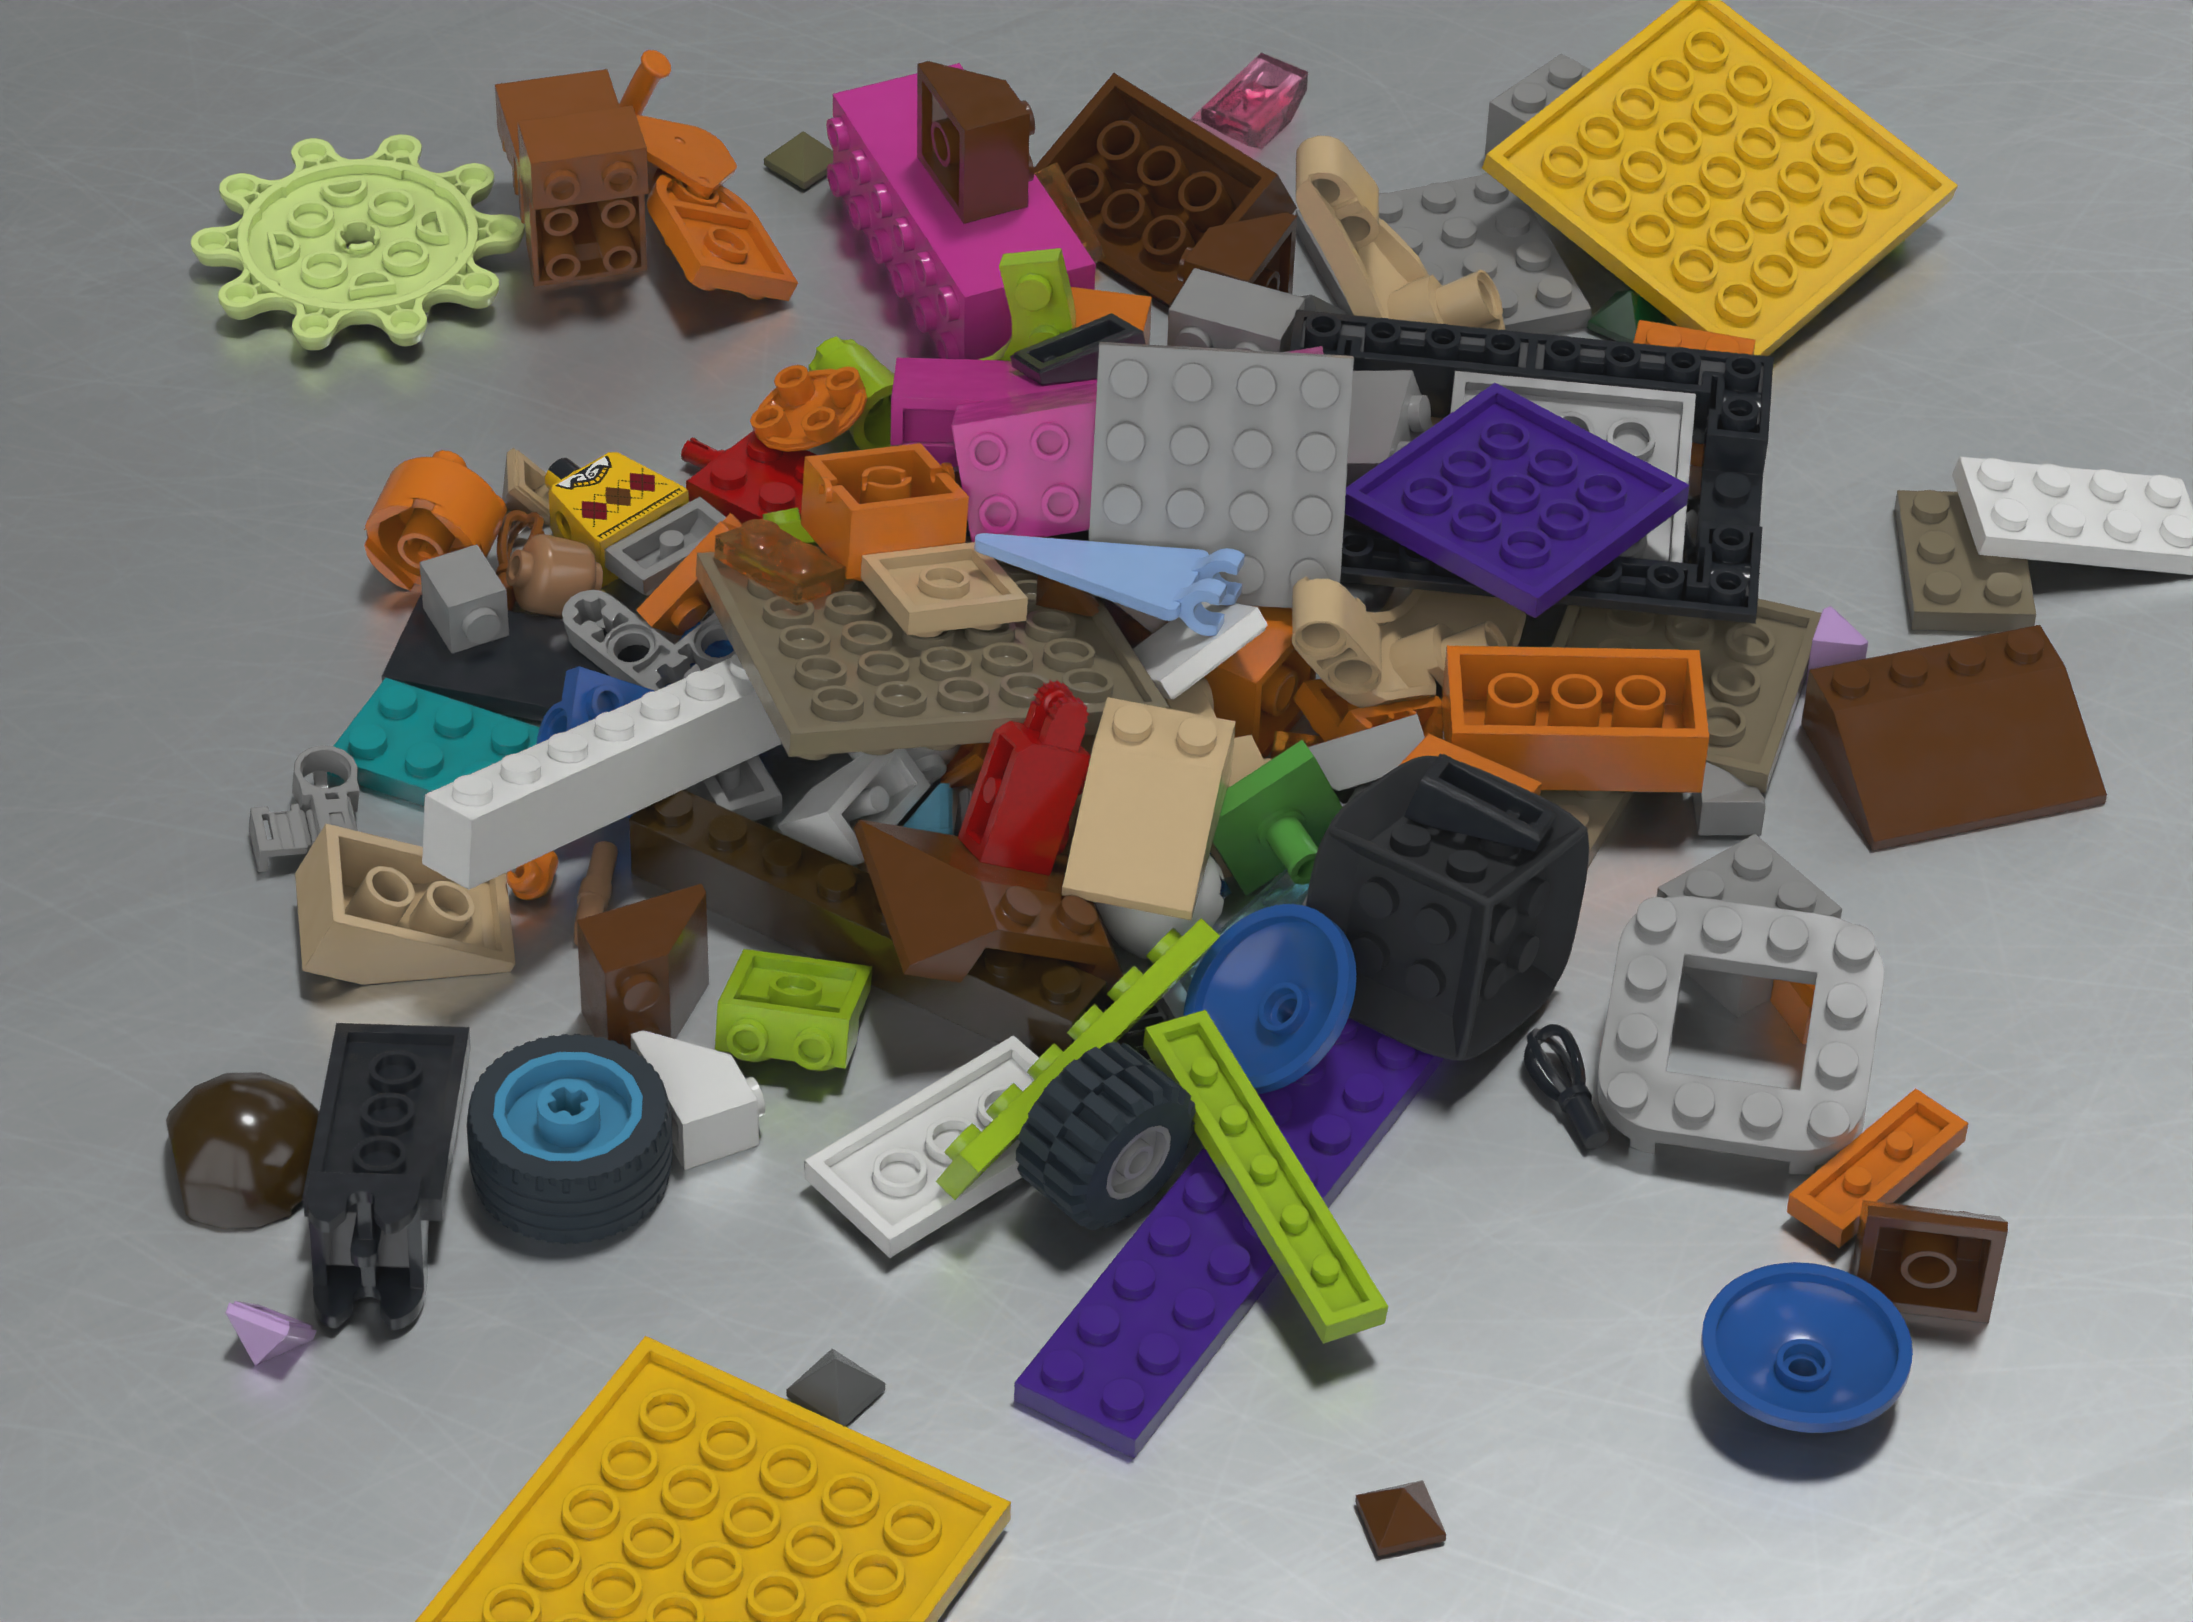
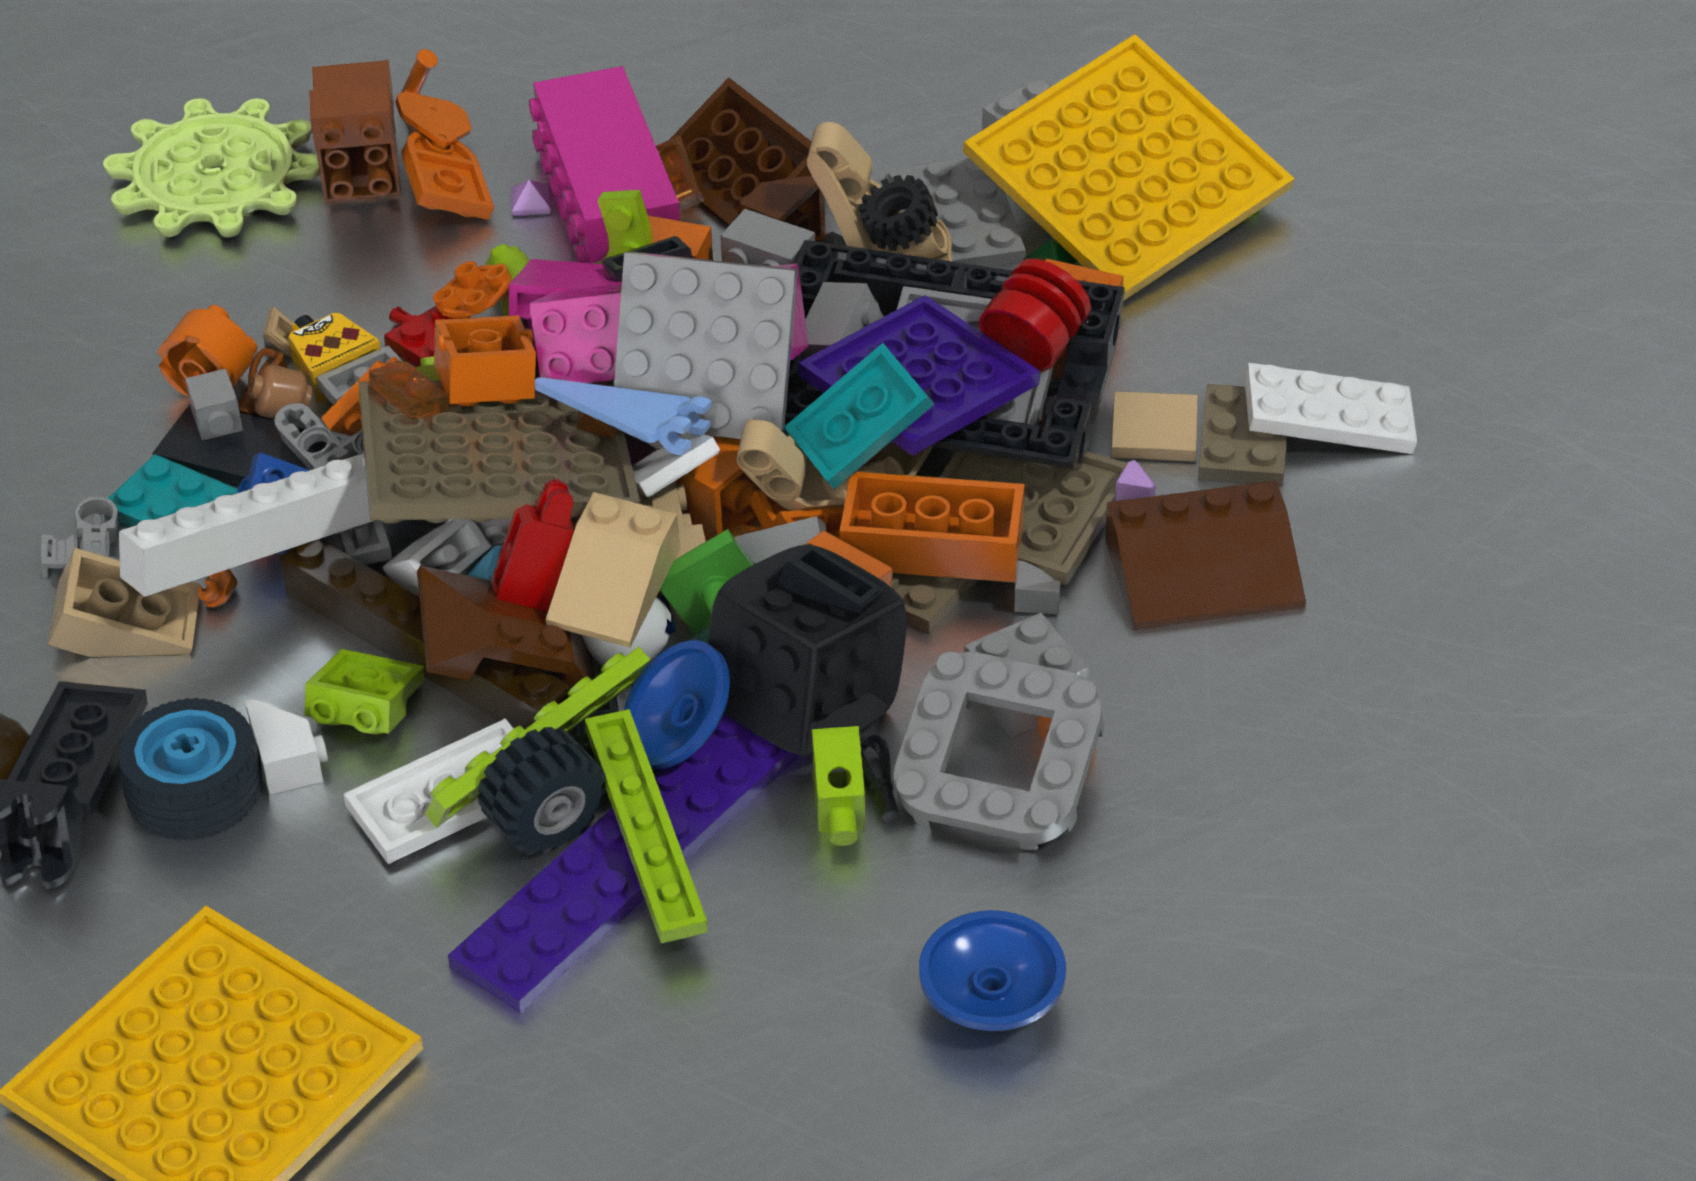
camera: 10 degrees right, 0 degrees up
(596, 886) = (256, 605): medium nougat piece -> none
(644, 965) = (268, 655): reddish brown slope -> none
(801, 160) = (517, 127): olive slope -> none
(836, 1388) = (330, 951): dark grey slope -> none
(844, 267) = (530, 198): none -> lavender slope
(943, 589) = (509, 414): tan plate -> none
(974, 140) = (609, 116): reddish brown slope -> none
(1256, 101) = (832, 100): clear pink slope -> none
(1400, 1517) = (690, 1068): reddish brown slope -> none
(1432, 287) = (904, 227): none -> black tyre
(1454, 564) = (858, 415): none -> teal plate
(1523, 1097) = (838, 794): none -> lime torso
(1670, 399) = (1036, 312): none -> red wheel
(1835, 556) = (1154, 426): none -> tan tile
(1877, 1166) = (1079, 849): orange plate -> none
(1931, 1258) = (1095, 914): reddish brown slope -> none

